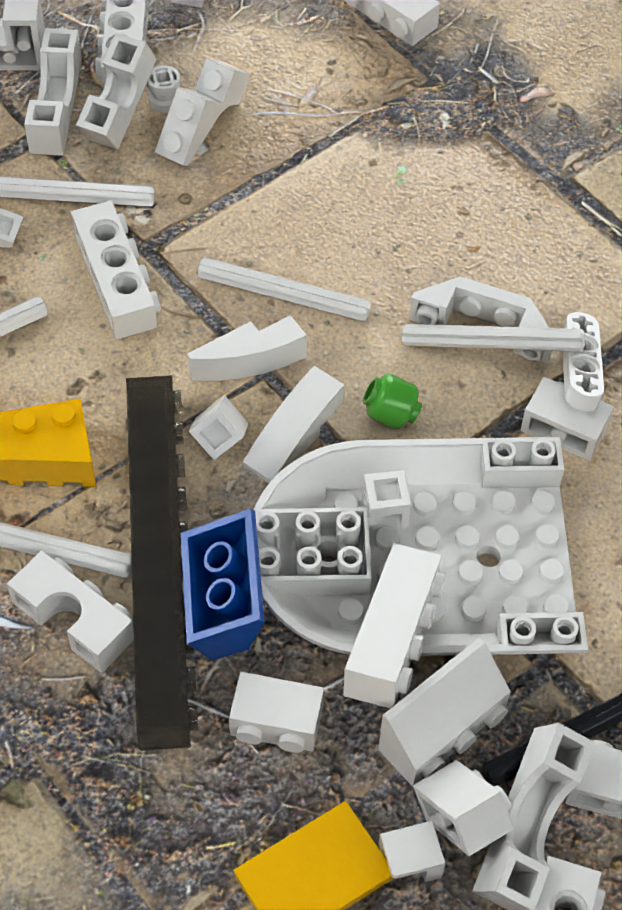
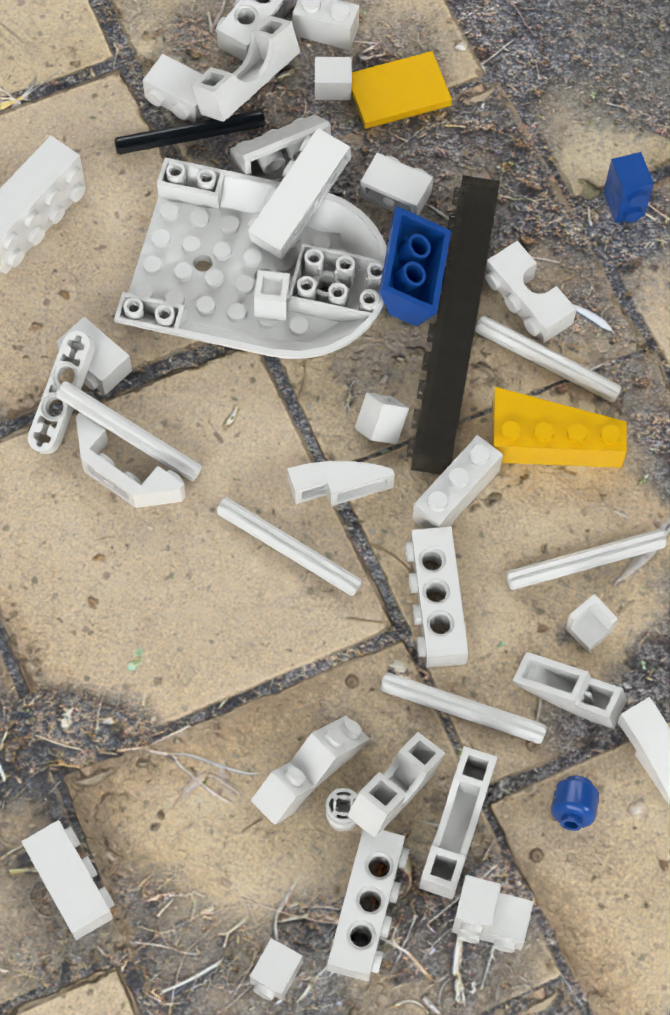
camera: 165 degrees left, 10 degrees up
(122, 355) = (458, 485): none -> white brick
(295, 424) = (318, 403): white slope -> none
(392, 401) = (232, 403): bright green head -> none
(464, 807) = (290, 85): white brick -> none

